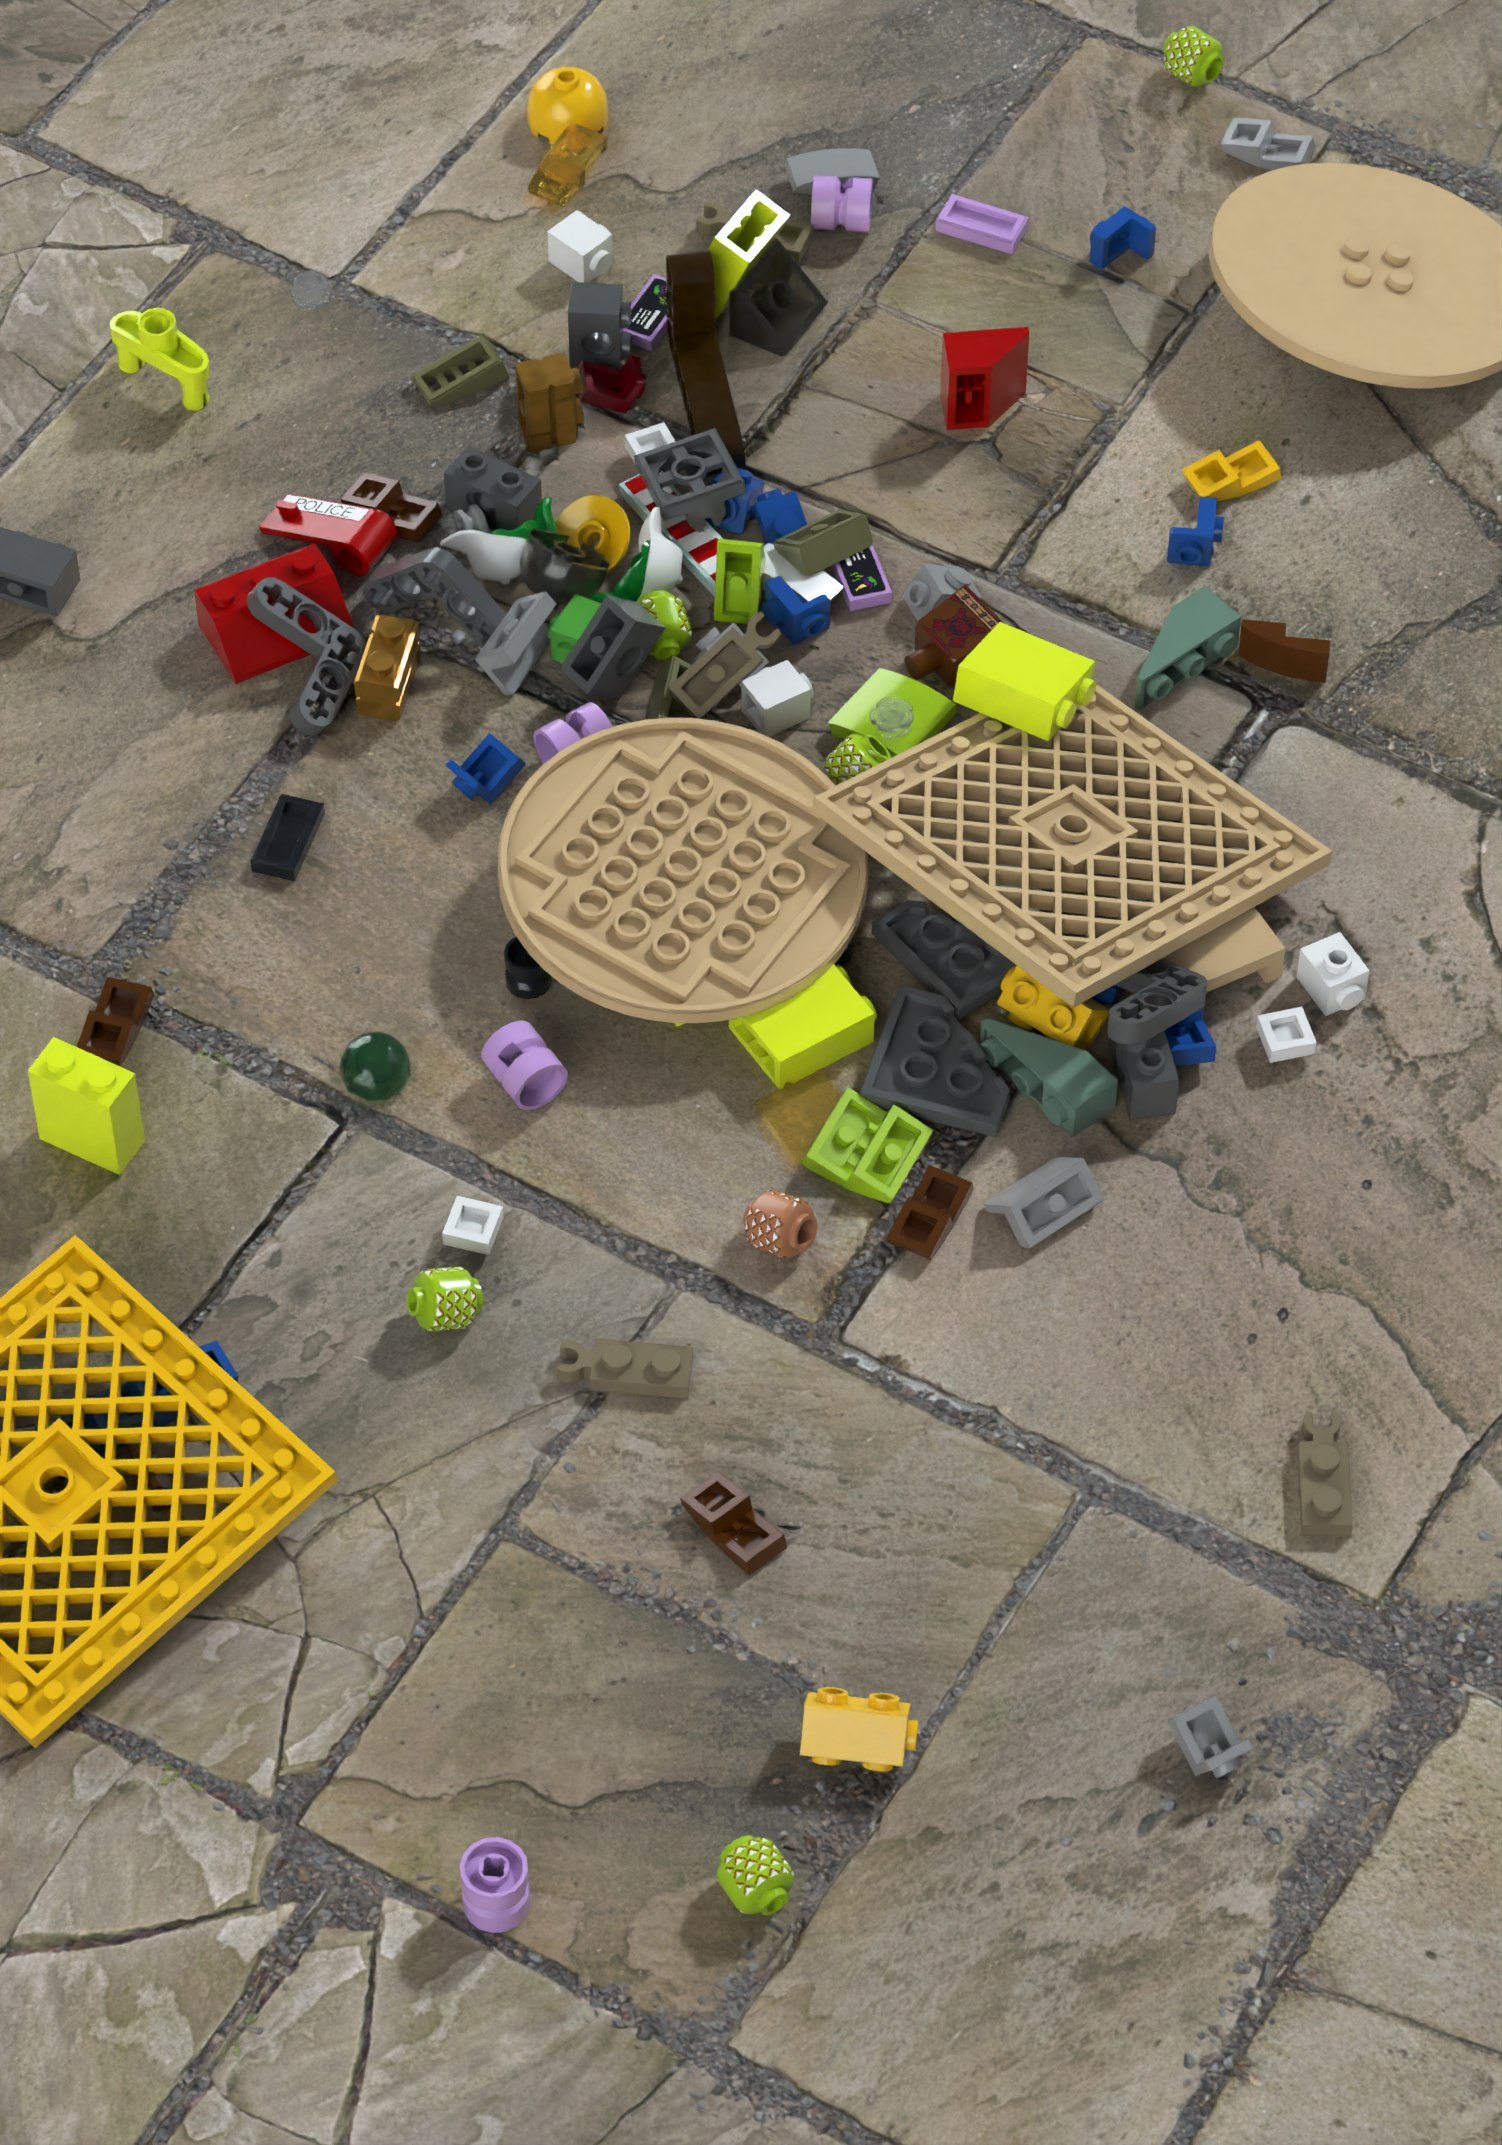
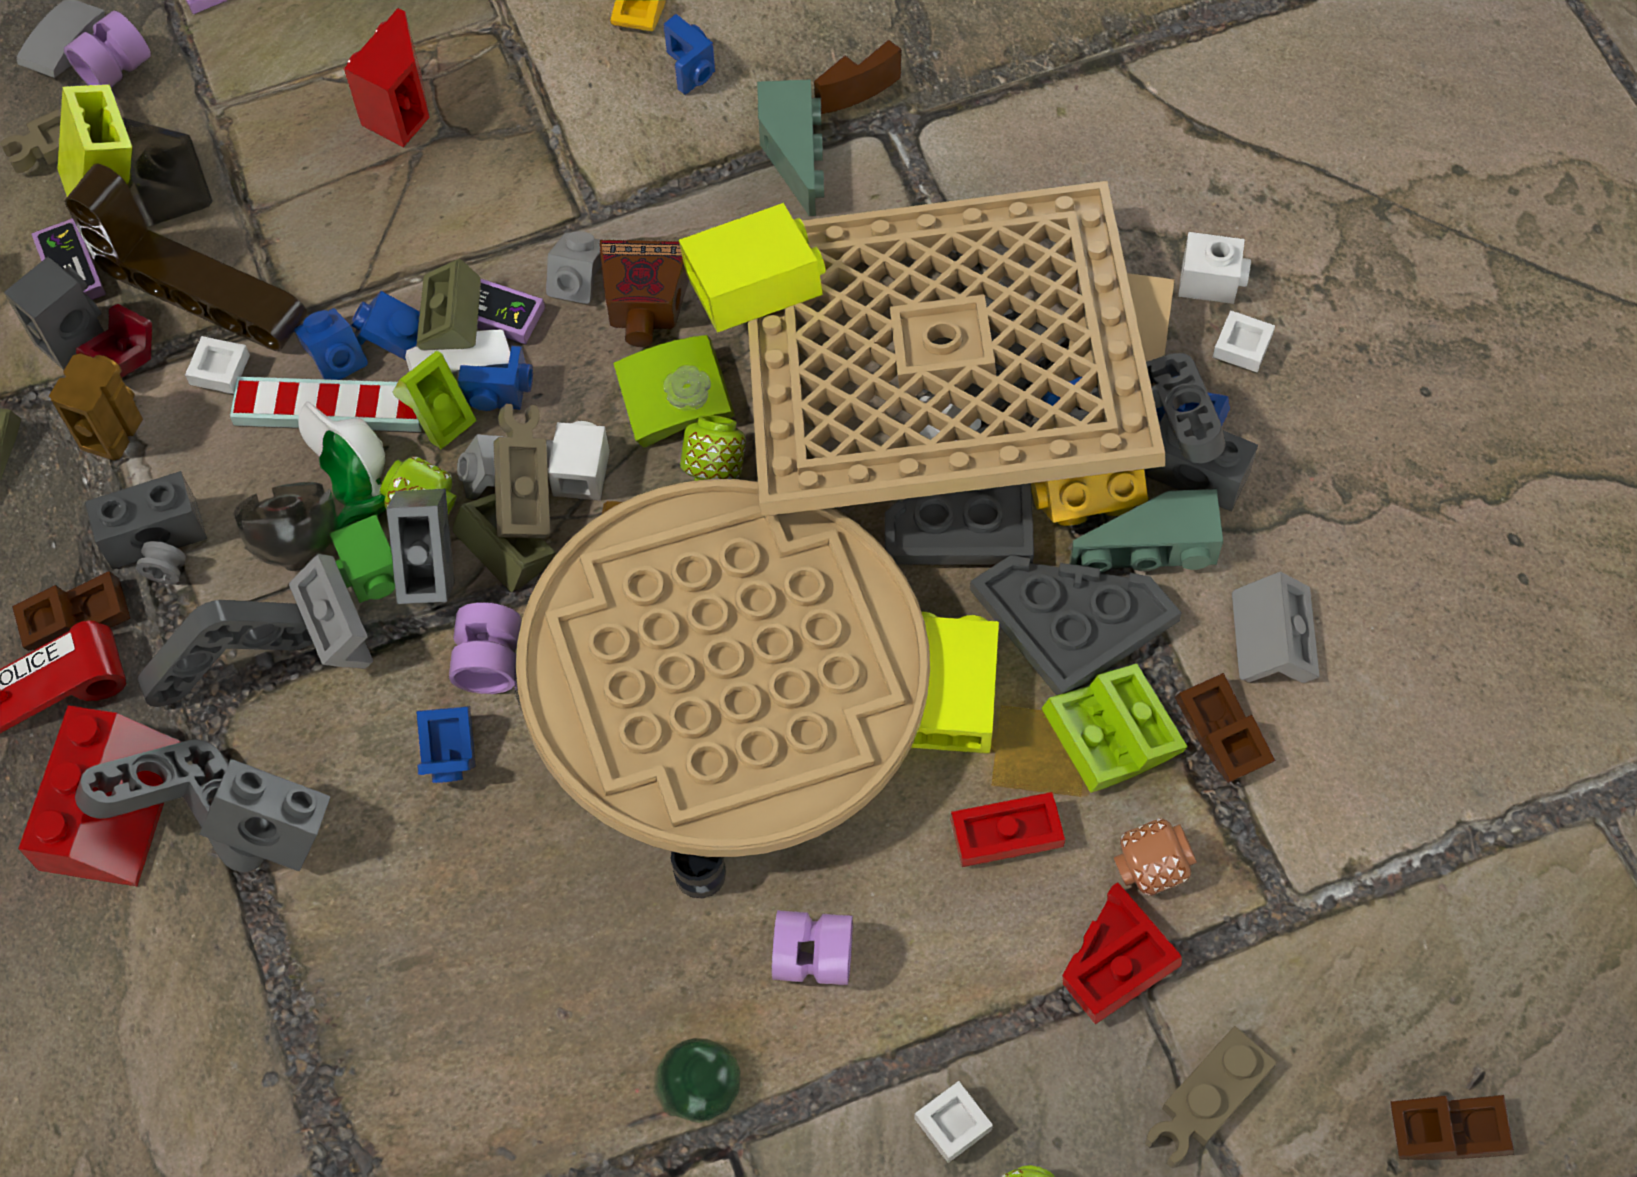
camera: 50 degrees left, 10 degrees up
(287, 837) = (361, 968): black tile -> none
(337, 700) = (265, 815): none -> dark grey brick
(387, 667) = (253, 735): pearl gold brick -> none
(498, 553) = (219, 554): white hair -> none
(596, 517) = (253, 456): yellow dish -> none
(681, 1249) = (1118, 957): none -> red wing
(684, 455) = (260, 346): dark grey piece -> none
(722, 1127) = (1007, 829): none -> red plate

